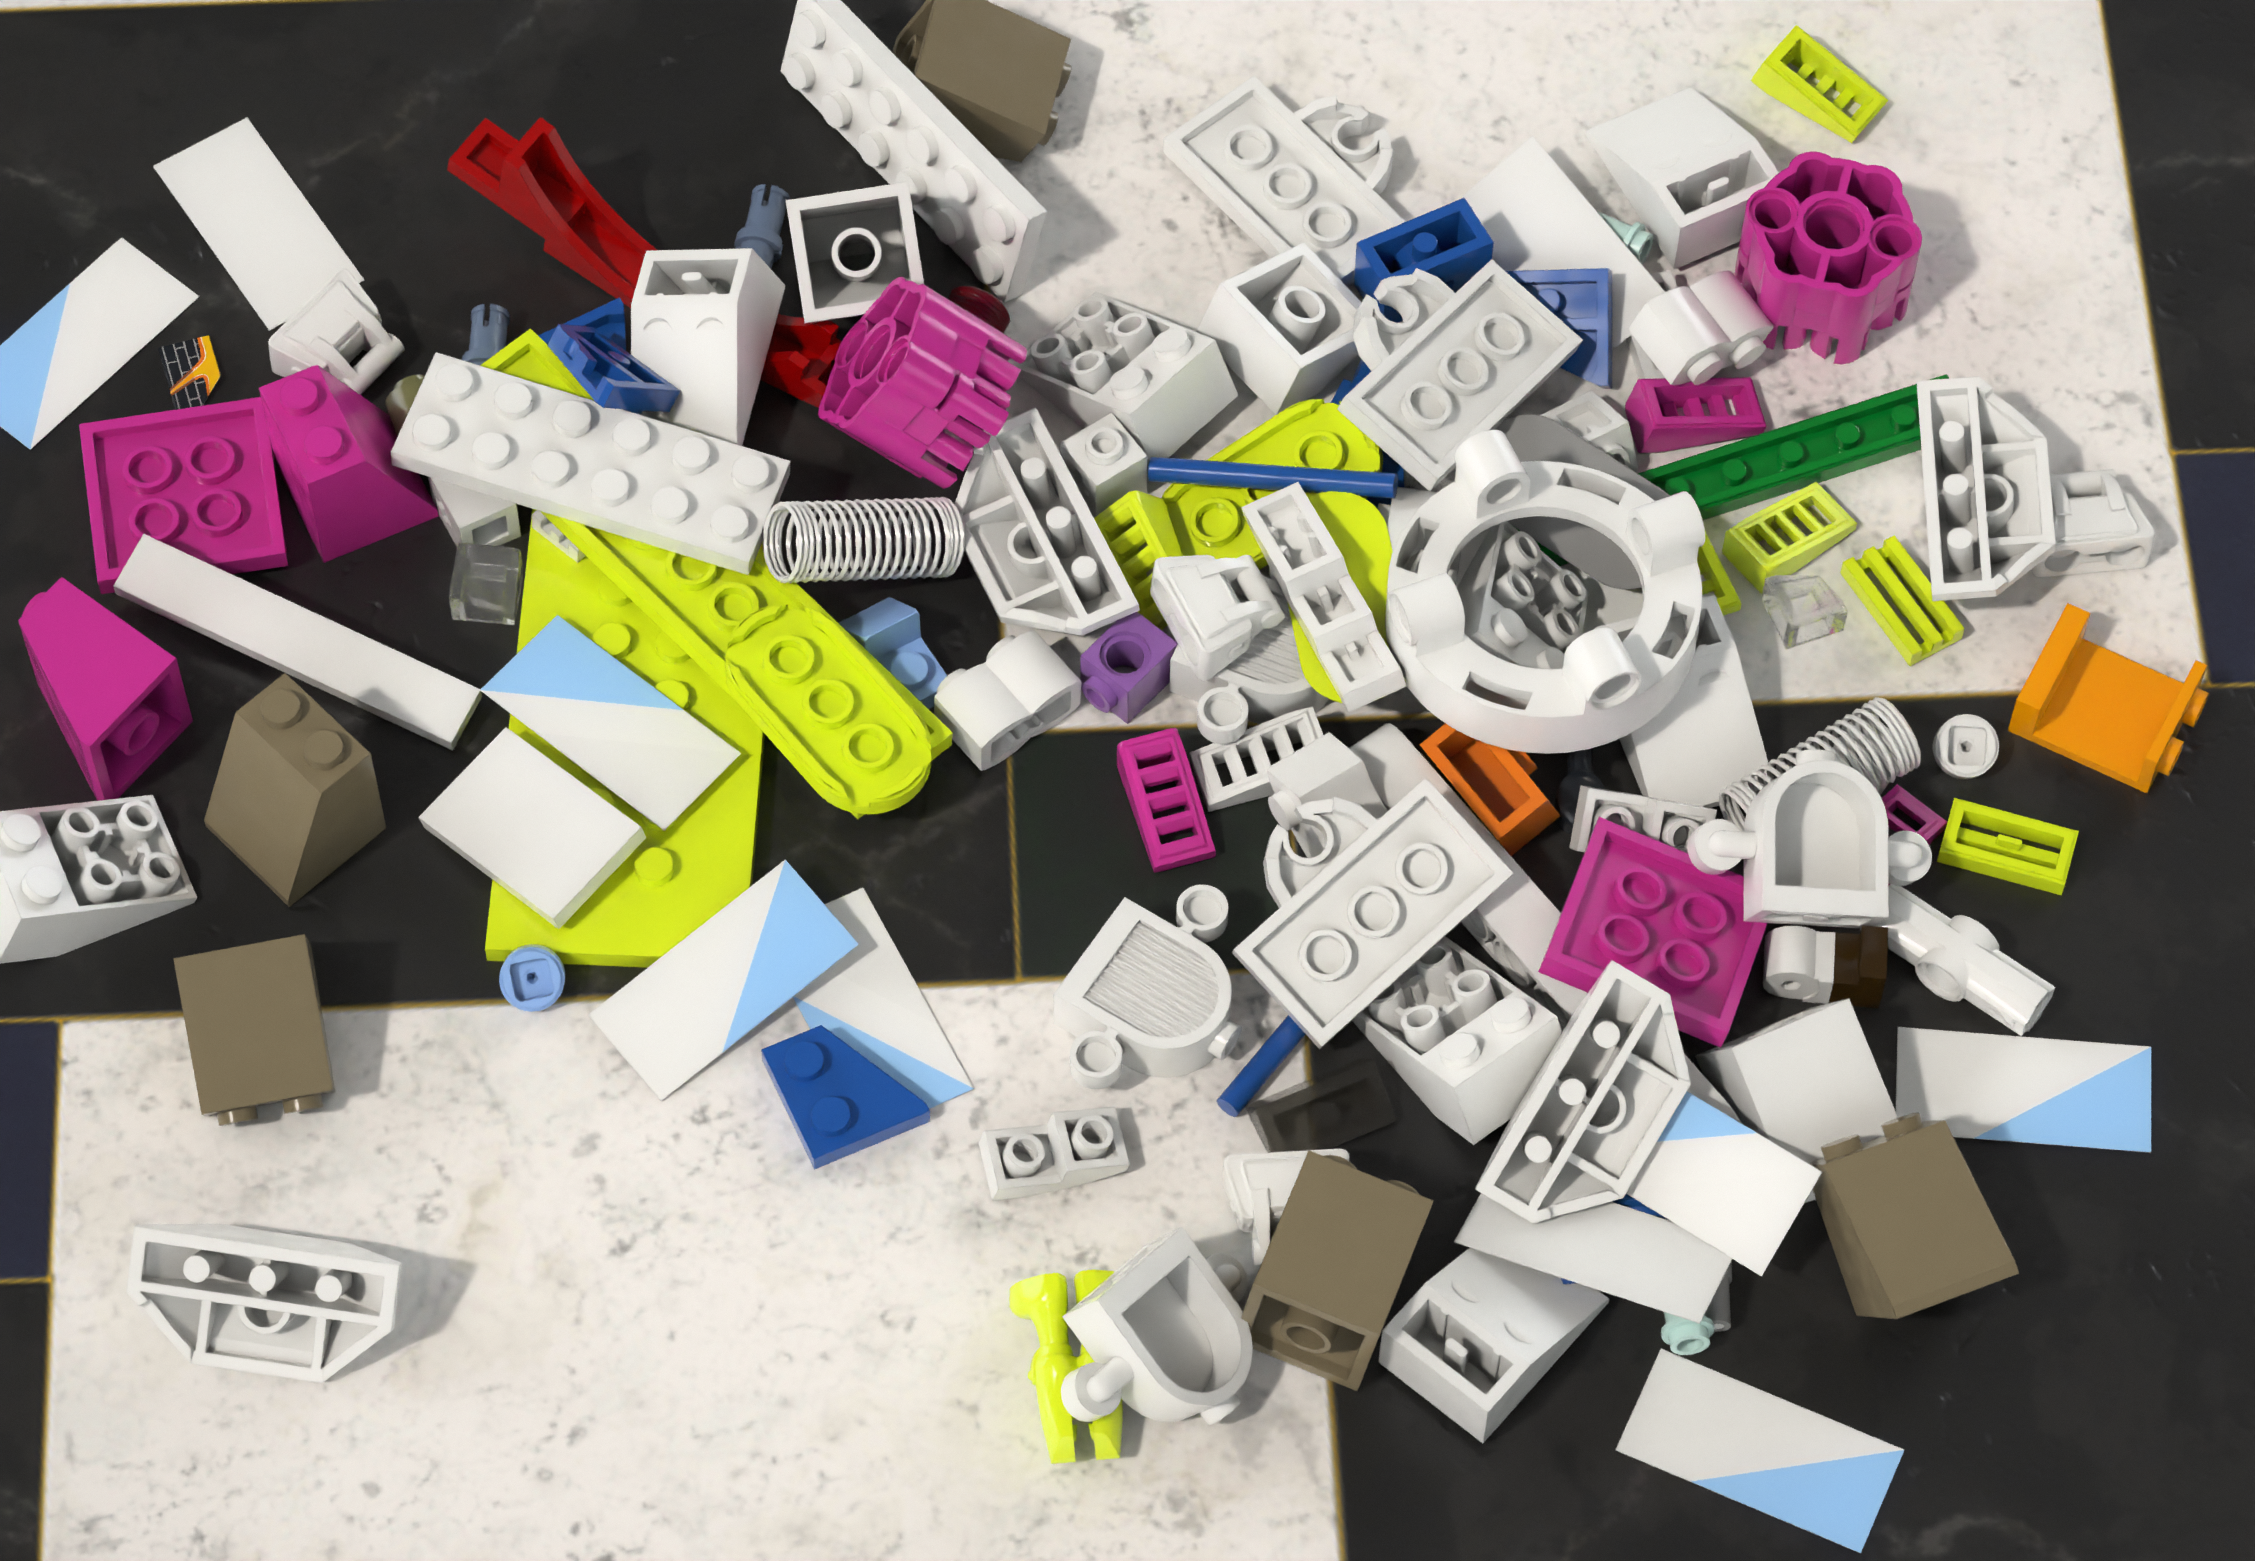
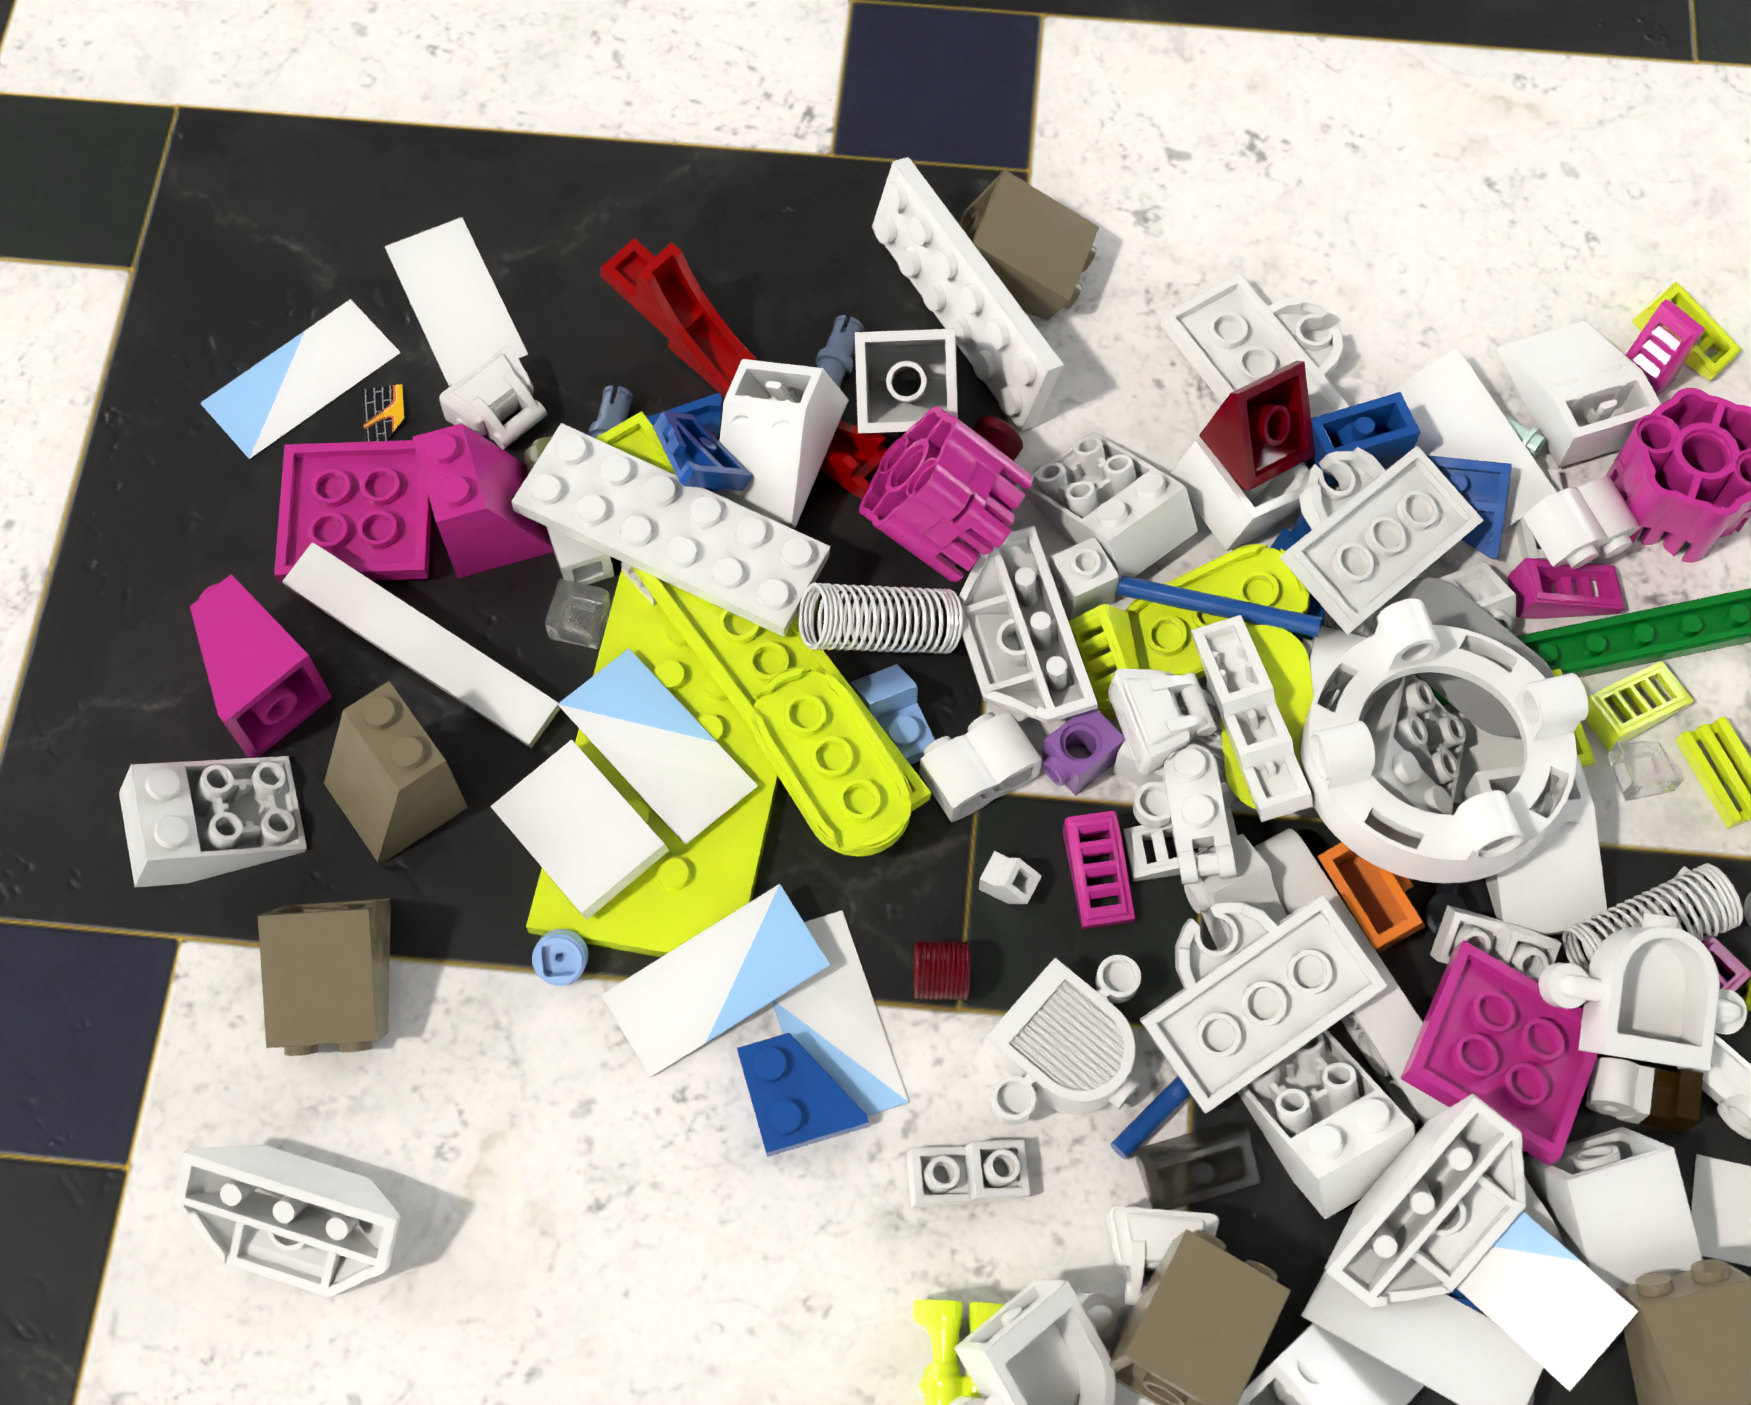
camera: 10 degrees right, 5 degrees up
(992, 933) = (941, 970): none -> dark red piece
(1058, 824) = (1009, 879): none -> white piece
(1272, 713) = (1198, 814): none -> white plate
(1300, 257) = (1263, 427): none -> dark red slope
(1779, 117) = (1659, 351): none -> dark pink slope

